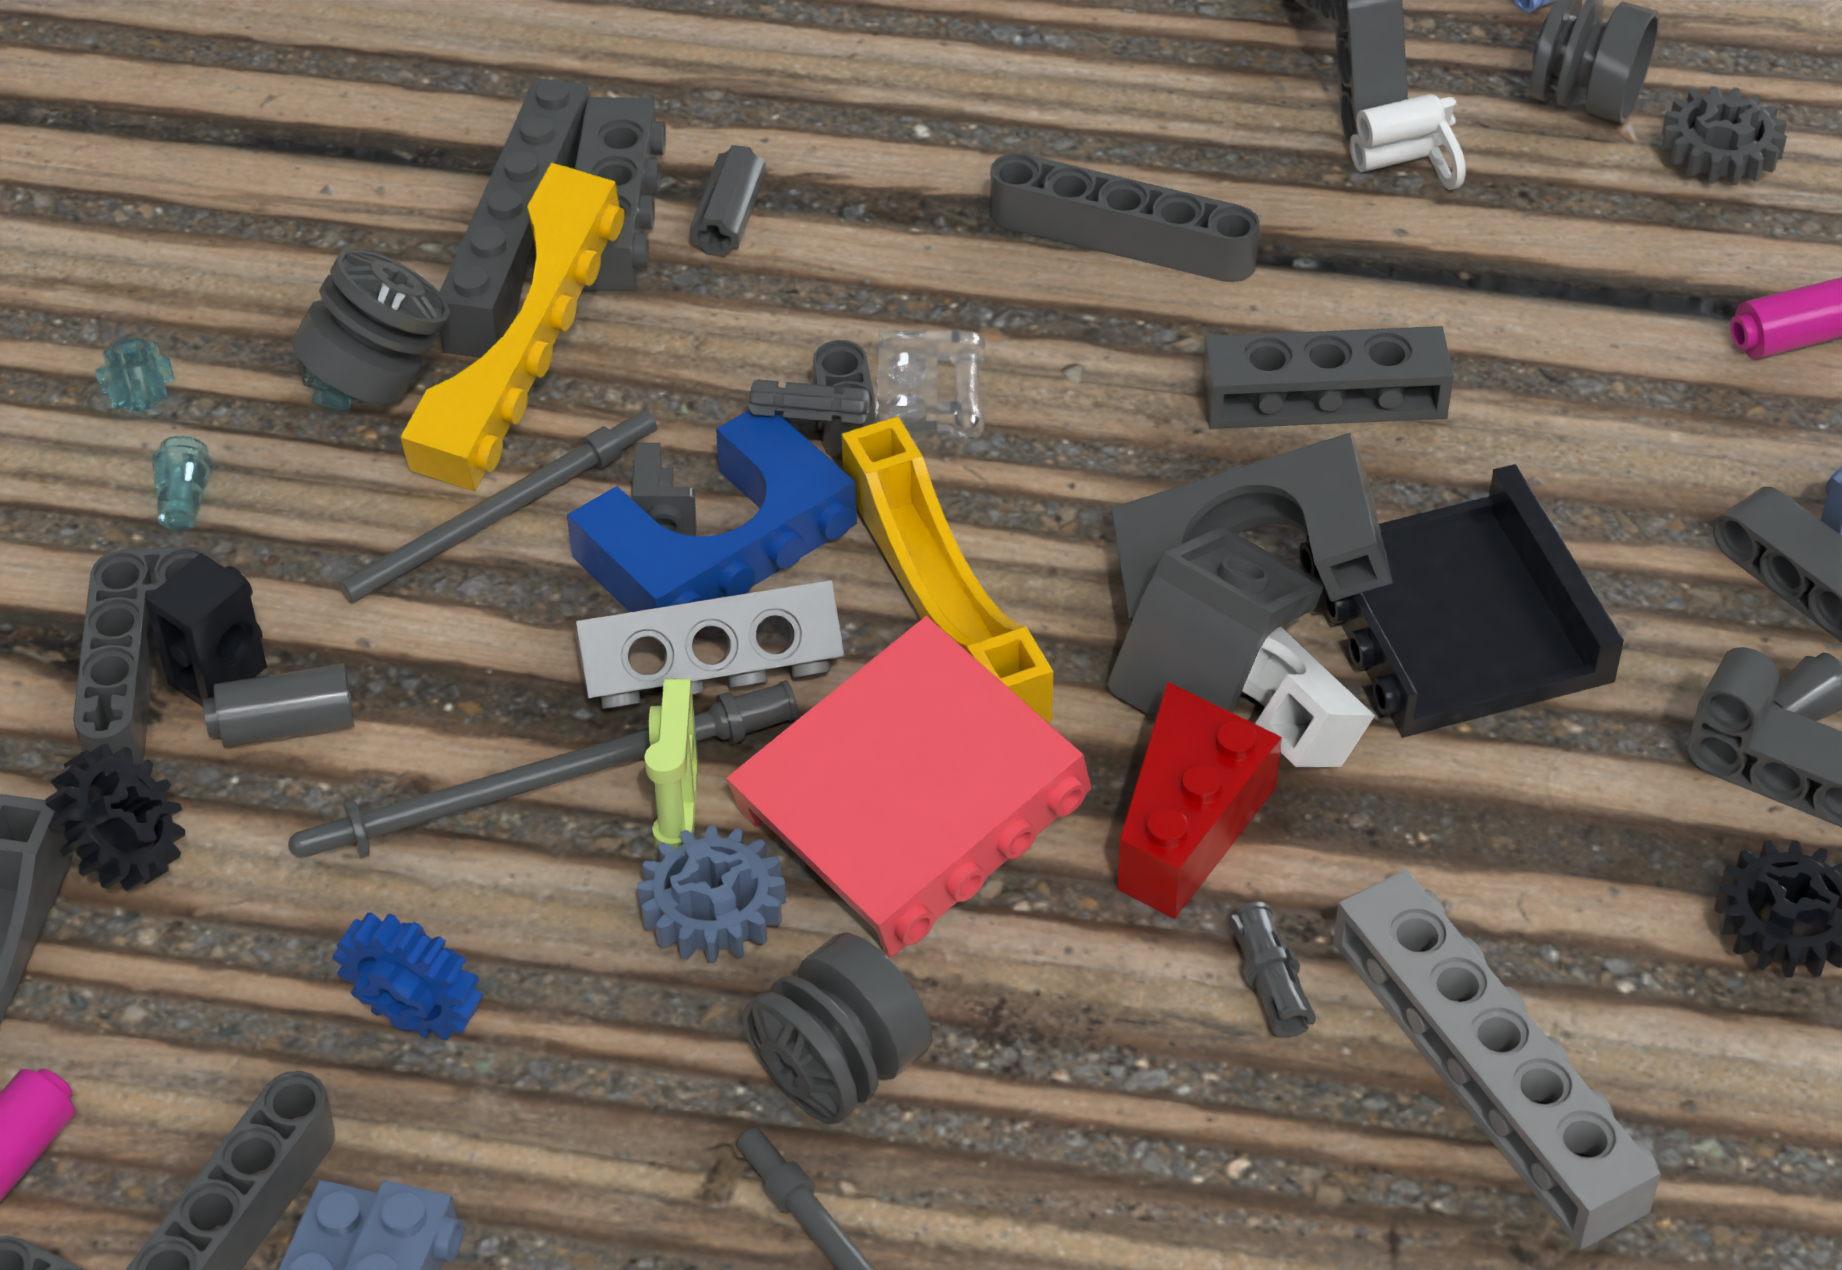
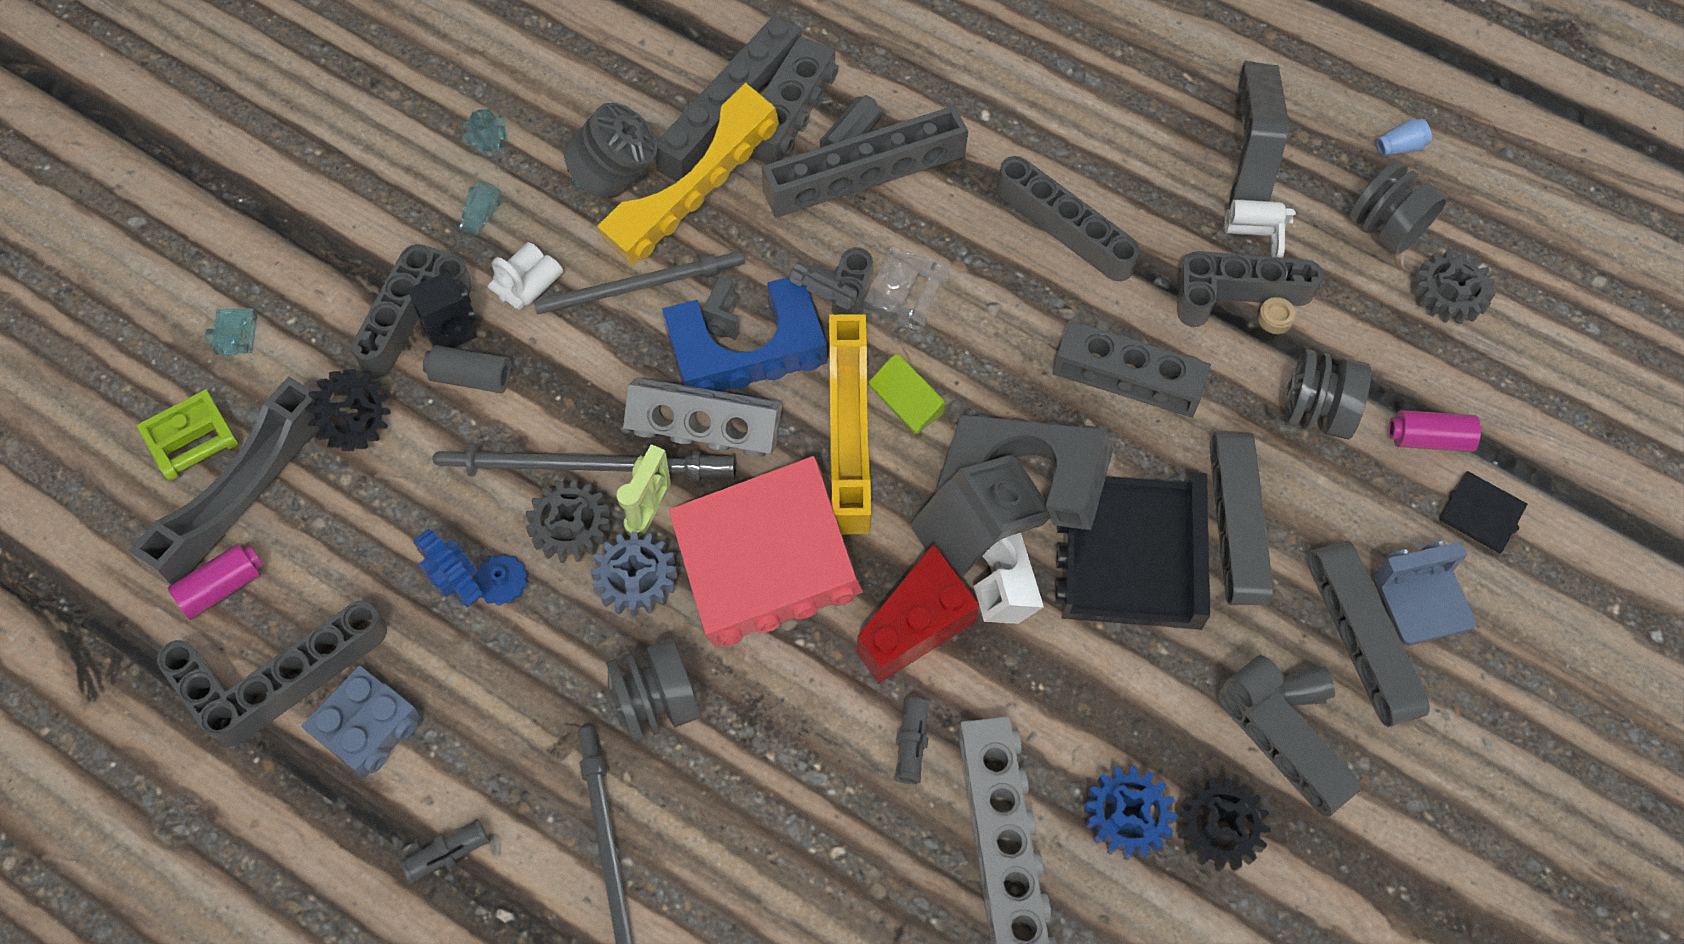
camera: 20 degrees right, 15 degrees up
(307, 550) = (523, 276): none -> white piece
(504, 981) = (501, 579): none -> blue piece
(564, 858) = (559, 534): none -> dark grey gear
(775, 232) = (864, 161): none -> dark grey brick
(1009, 516) = (907, 394): none -> lime slope
(1422, 214) = (1253, 281): none -> dark grey beam
(1495, 250) = (1276, 315): none -> tan tile
(1595, 516) = (1240, 519): none -> dark grey beam
(1629, 311) = (1335, 396): none -> dark grey wheel
(1650, 942) = (1138, 826): none -> blue gear

